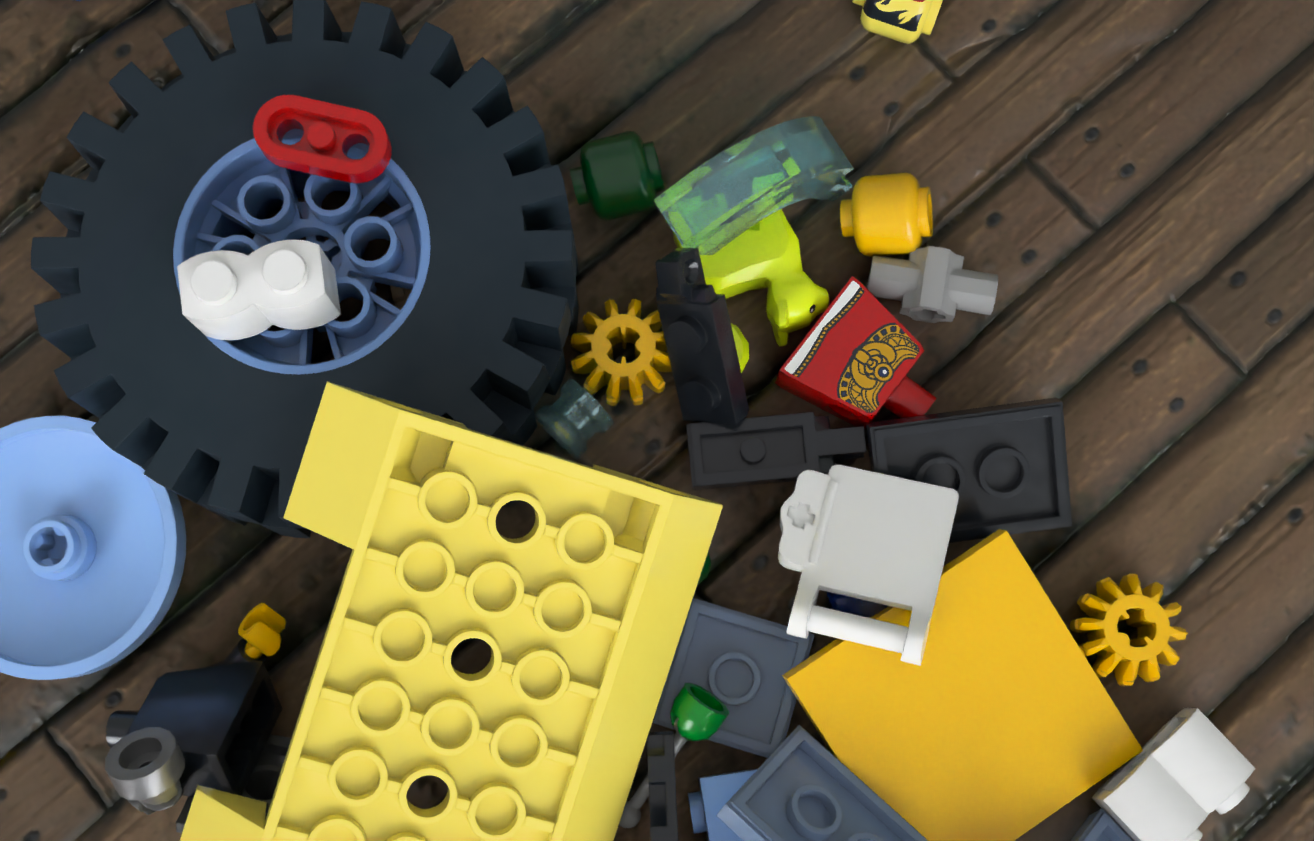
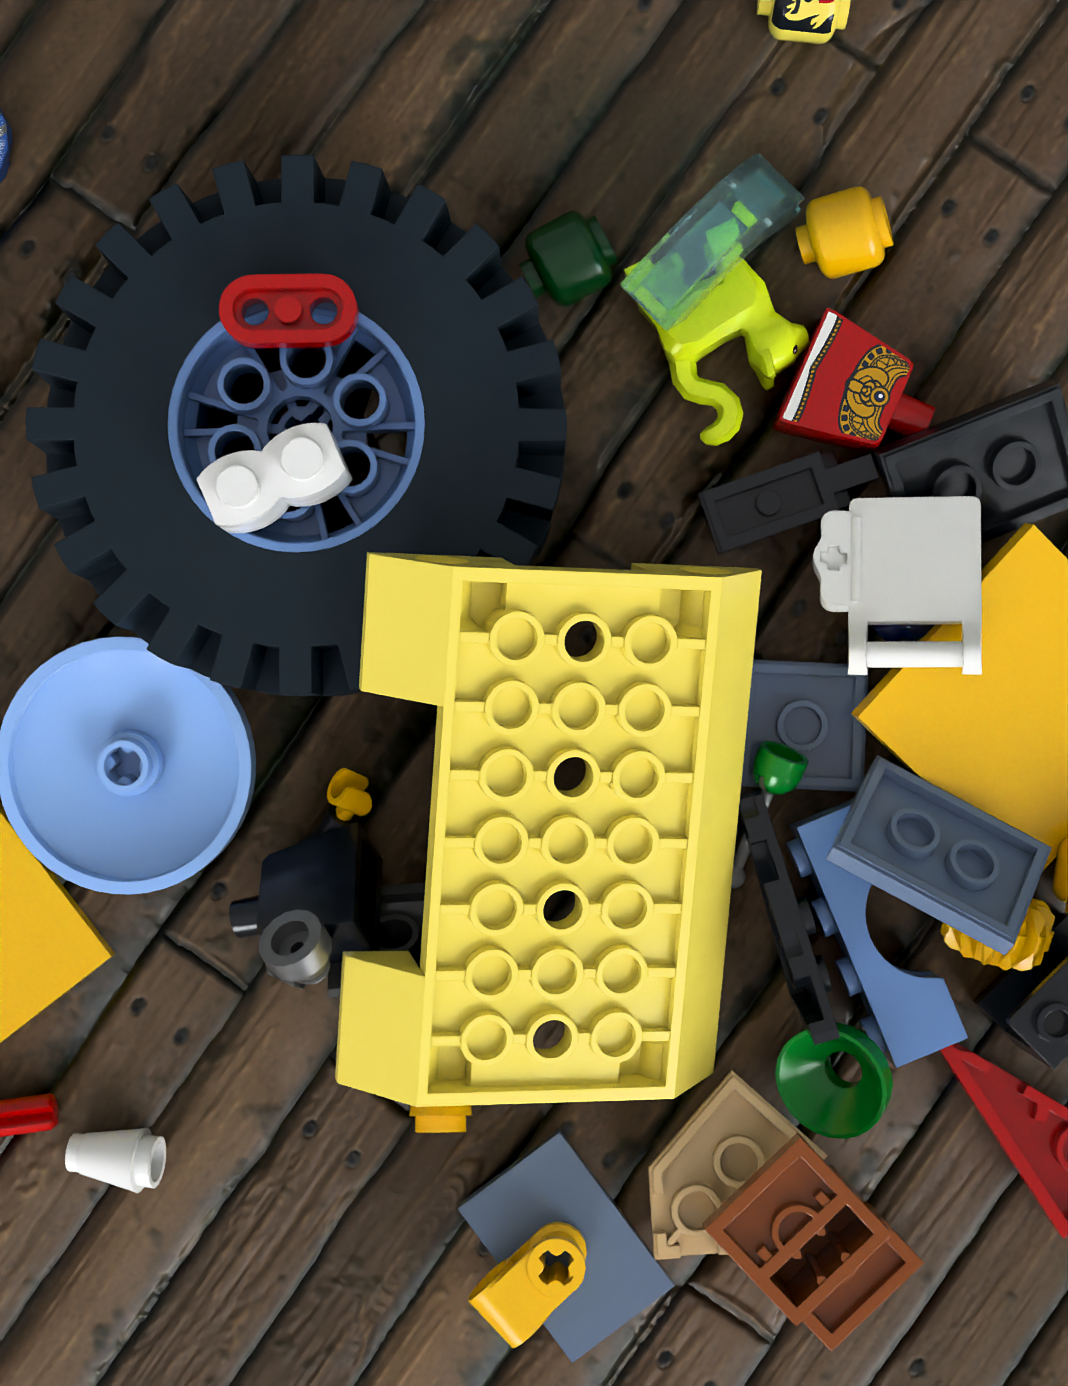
camera: 15 degrees left, 10 degrees up
(574, 418) = (587, 514): clear light blue wheel -> none
(598, 352) = (597, 439): yellow gear -> none
(699, 341) = (695, 412): black hinge -> none
(932, 285) = (904, 293): light grey axle -> none

